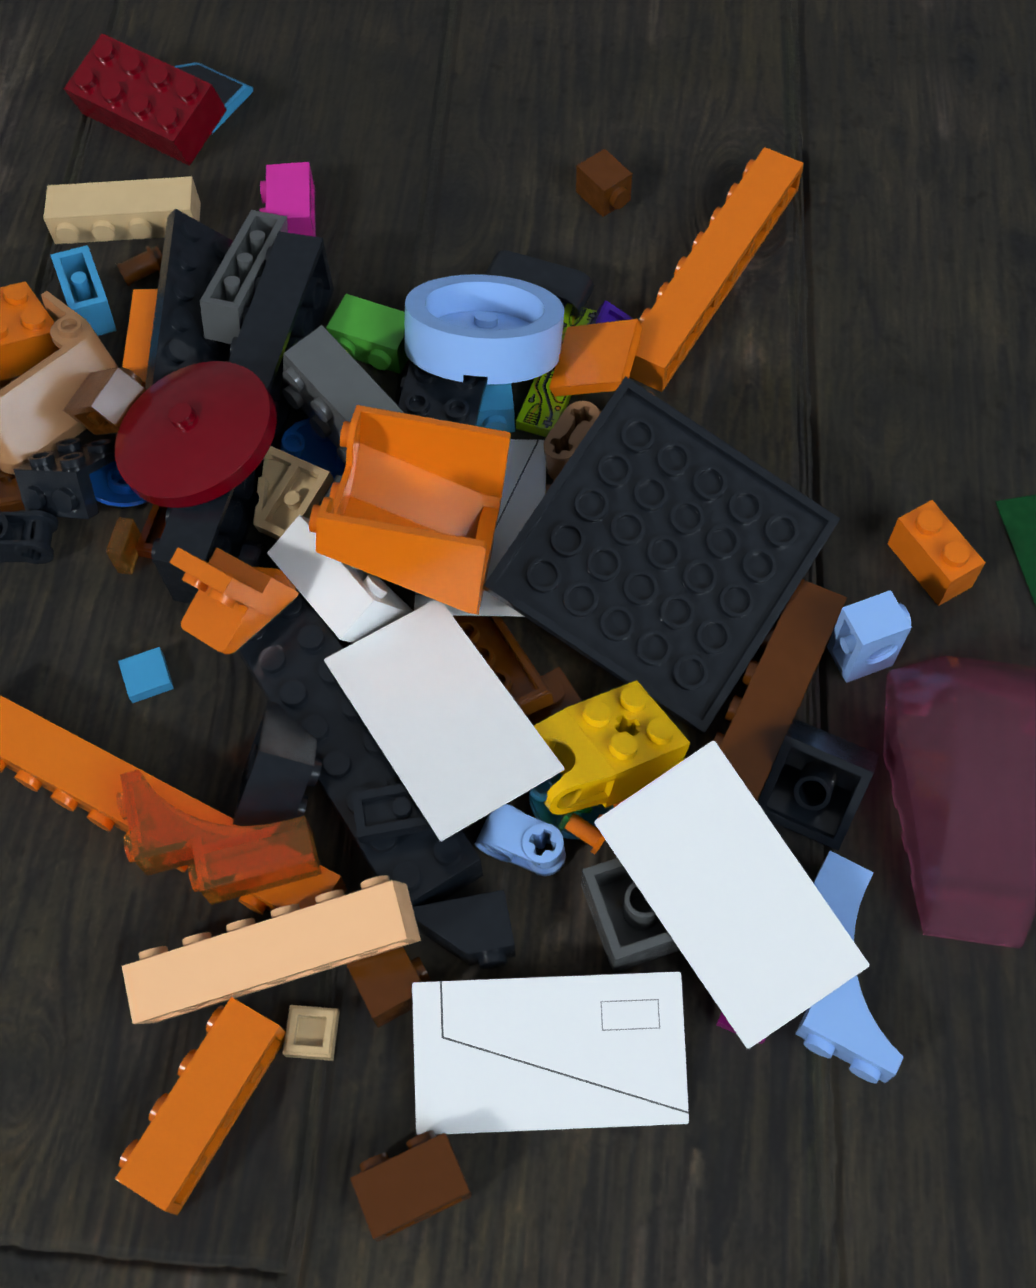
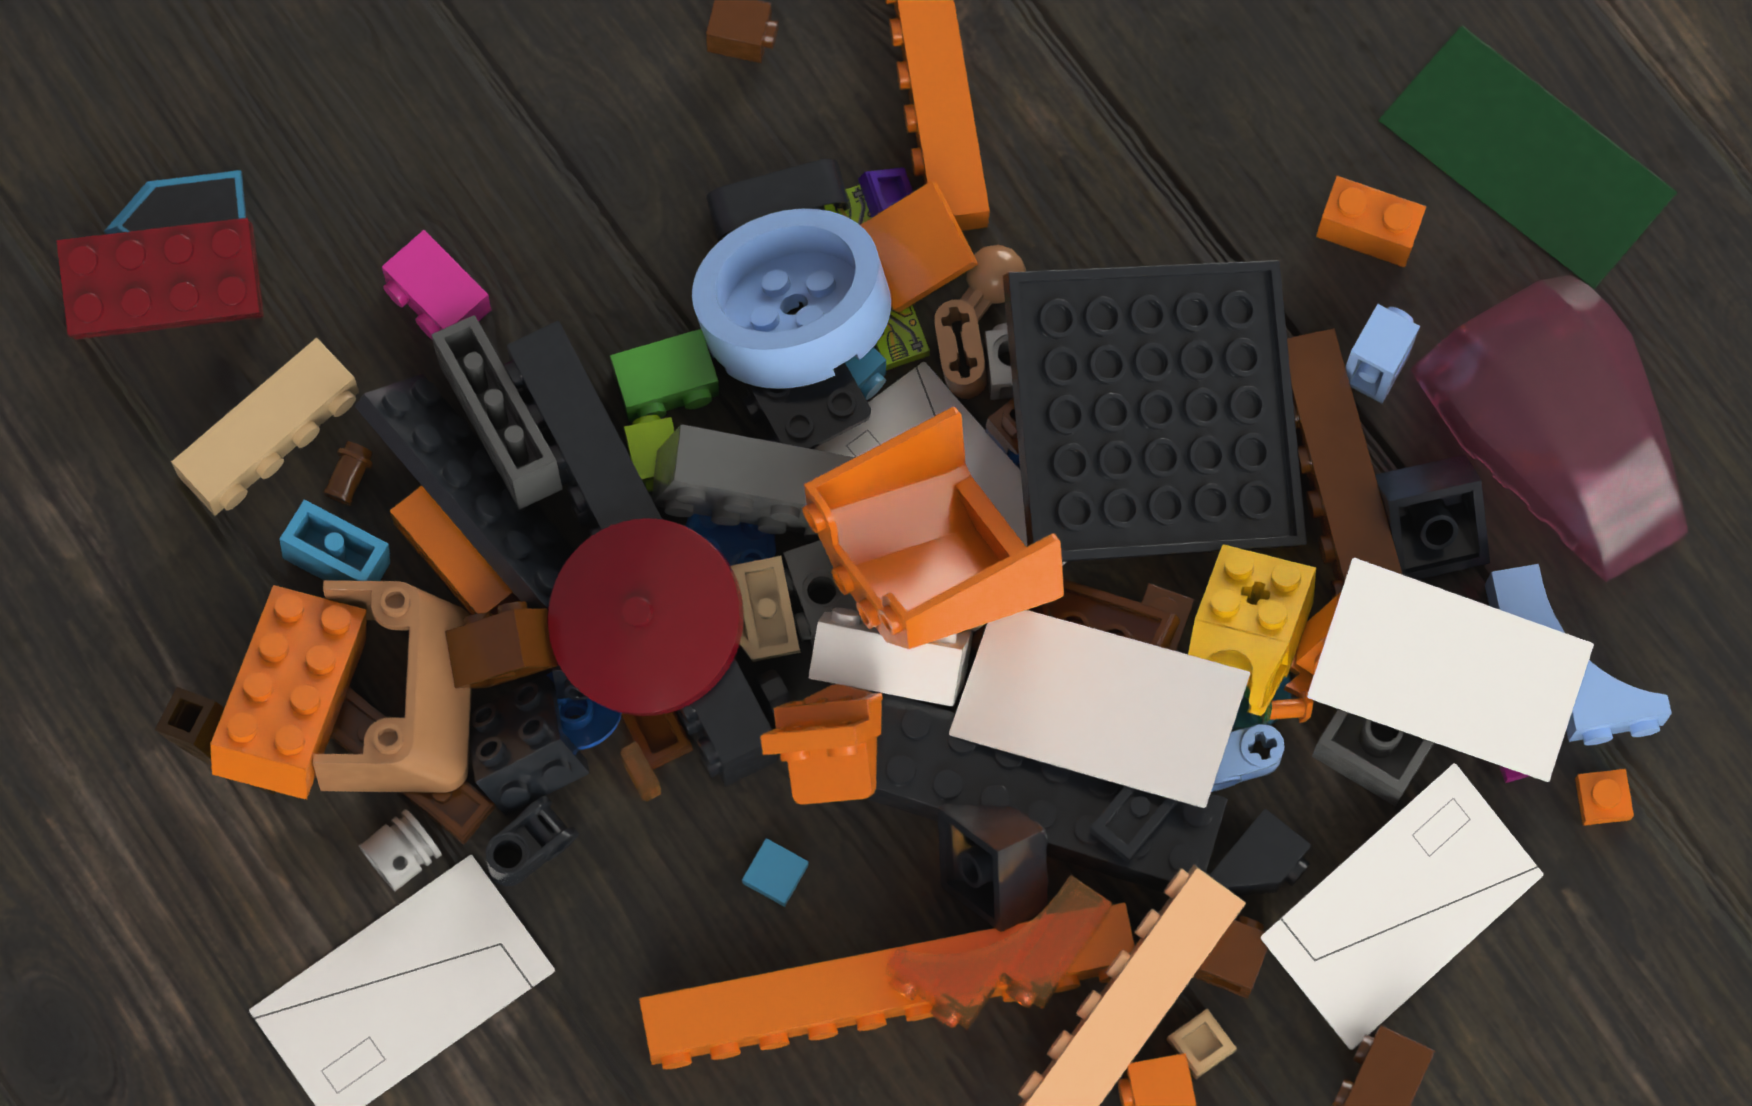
camera: 45 degrees left, 10 degrees up
(788, 1101) = (1604, 797): none -> orange plate

